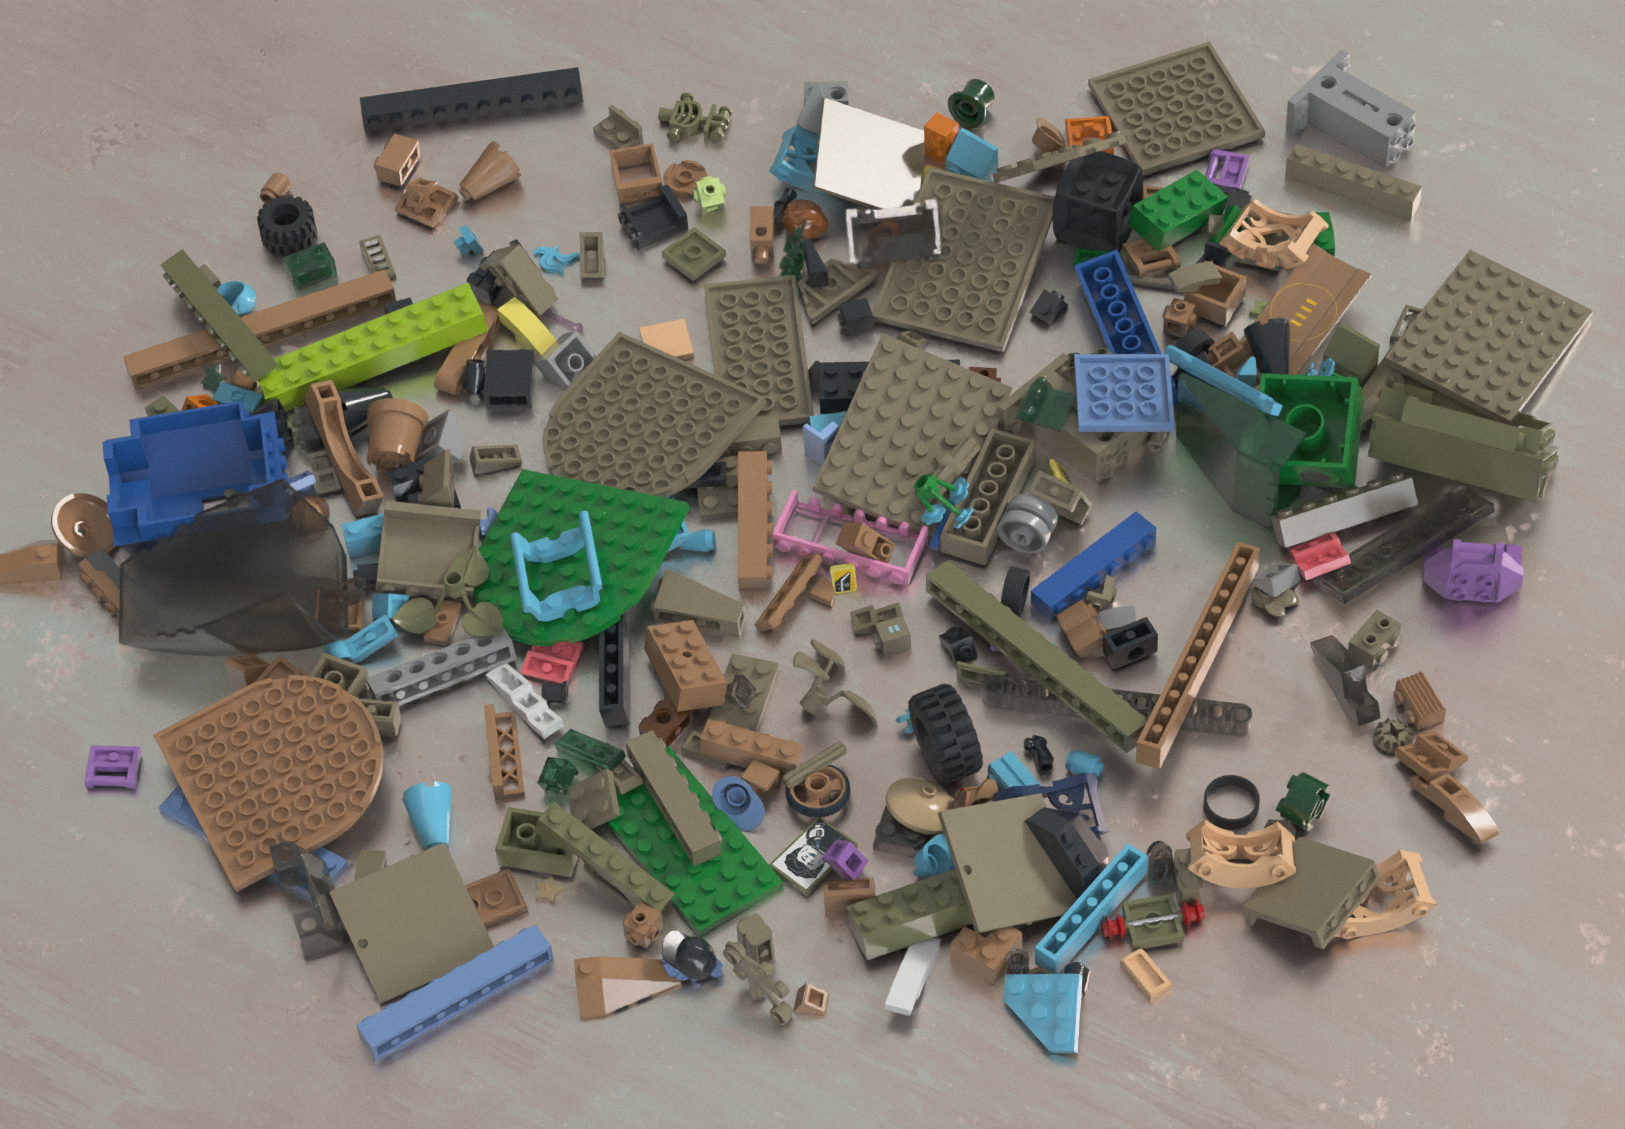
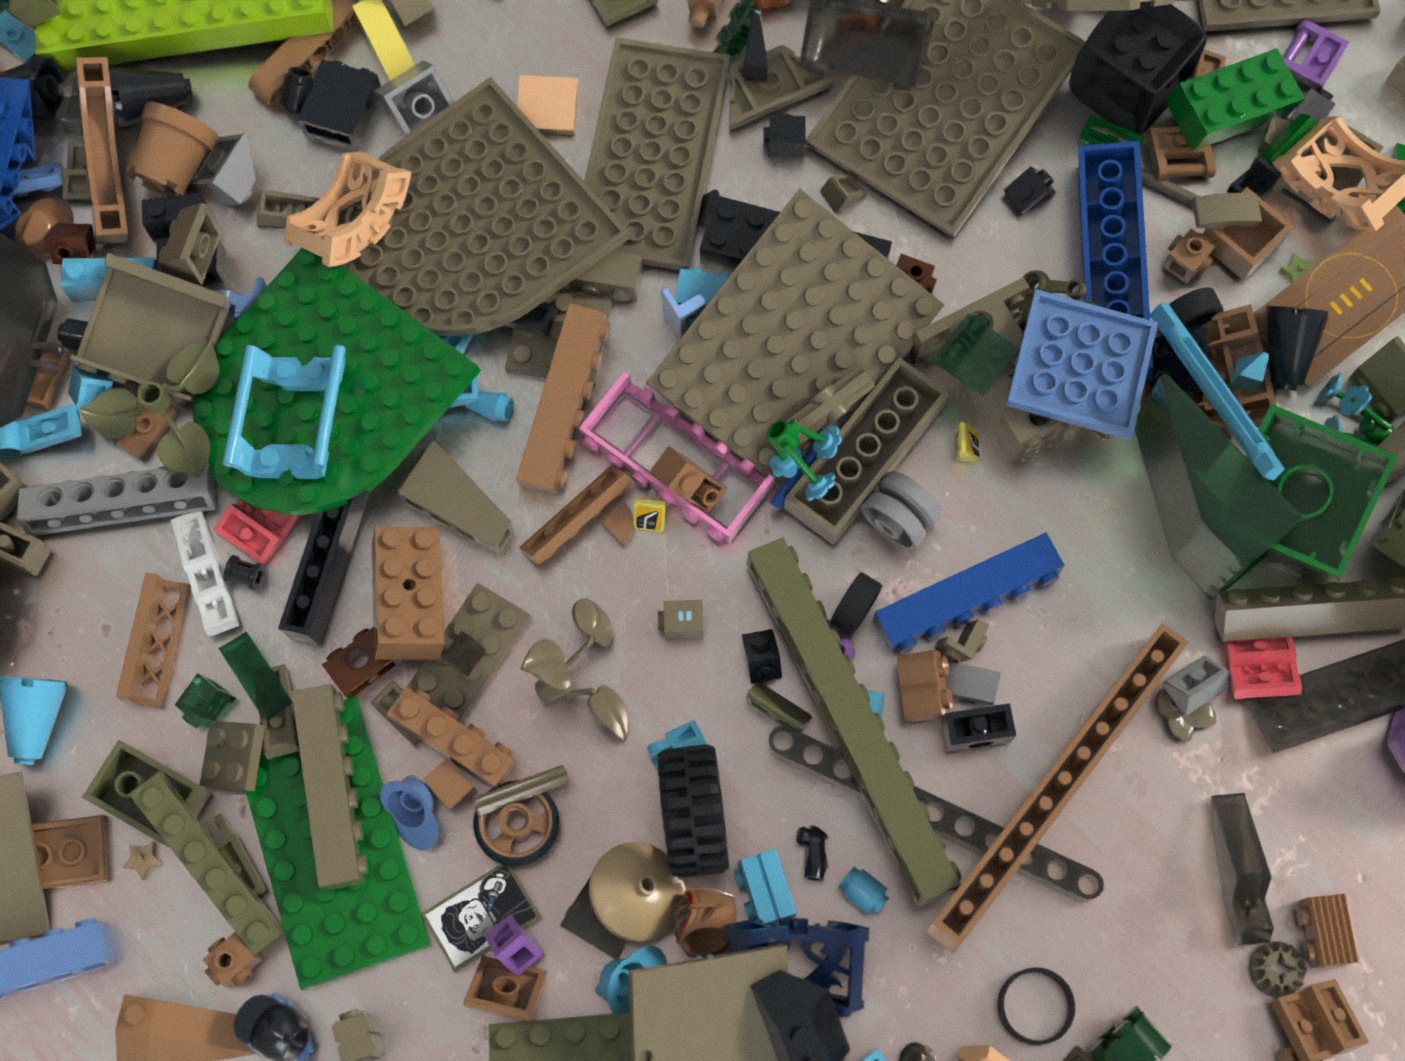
camera: 15 degrees right, 20 degrees up
(340, 514) = (70, 241): none -> copper brick
(538, 428) = (317, 225): none -> light nougat fence
(548, 313) = (449, 52): clear purple hinge -> none
(865, 618) = (669, 584): dark tan slope -> none
(1064, 498) = (953, 487): dark tan panel -> none
(1375, 639) = (1297, 817): dark tan brick -> none

